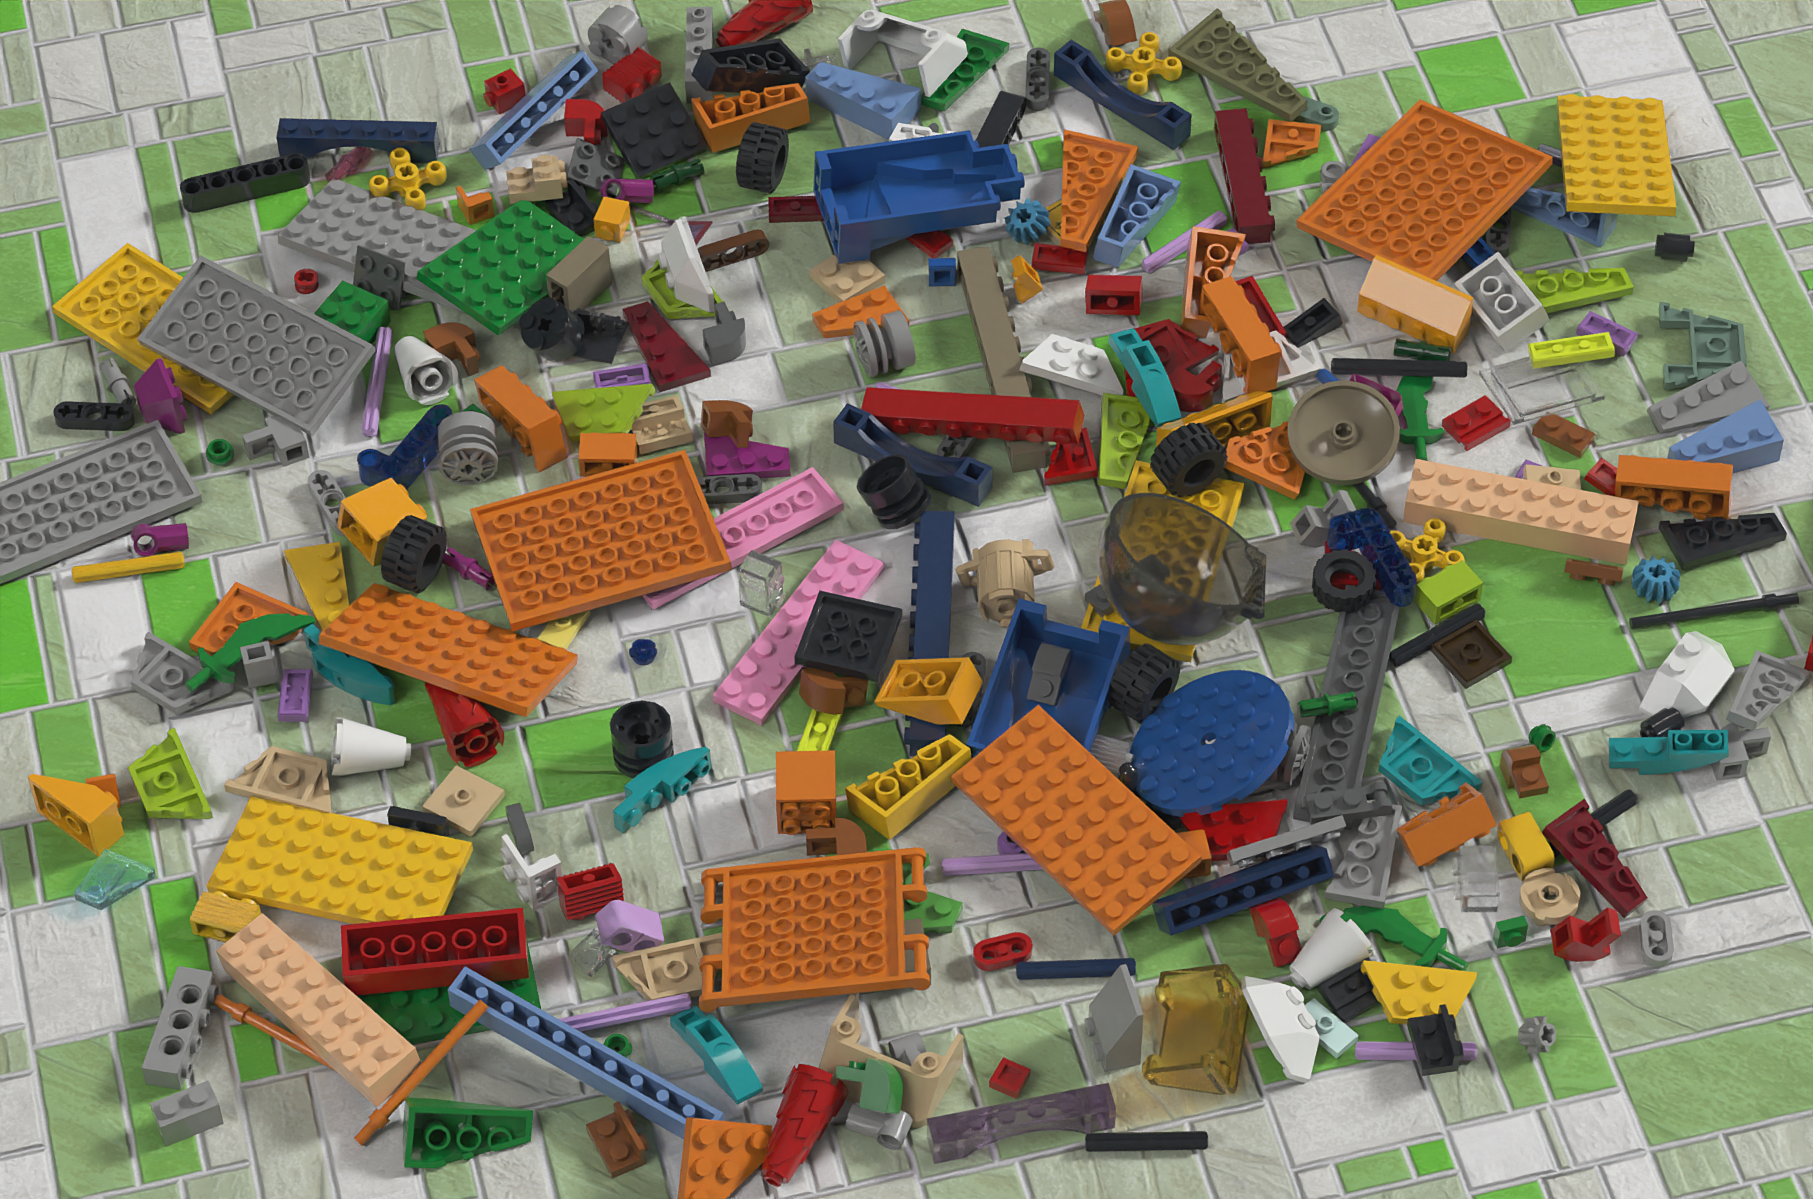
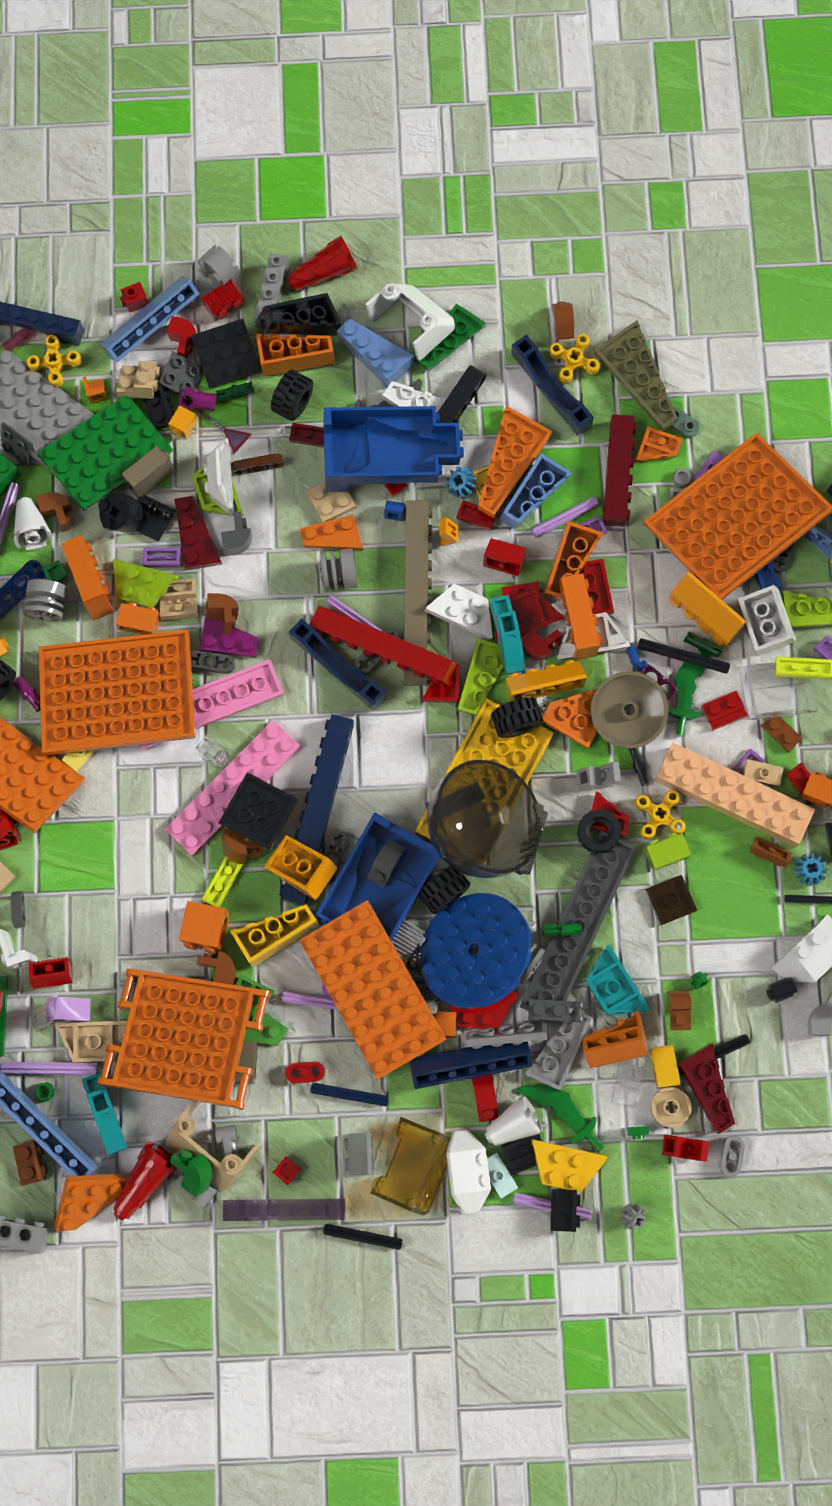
camera: 15 degrees right, 25 degrees up
(640, 736) = (100, 854): black wheel -> none
(641, 656) = (127, 778): clear blue plate -> none
(664, 779) = (122, 891): teal slope -> none
(893, 491) = (315, 697): black wheel -> none
(1004, 575) = (374, 783): tan container -> none
(1042, 71) = (497, 348): dark grey beam -> none
(1313, 323) = (634, 604): black slope -> none
(1370, 534) = (625, 817): clear blue beam -> none
(1425, 640) = (652, 880): black axle -> none
(1669, 754) = (780, 1014): teal slope -> none

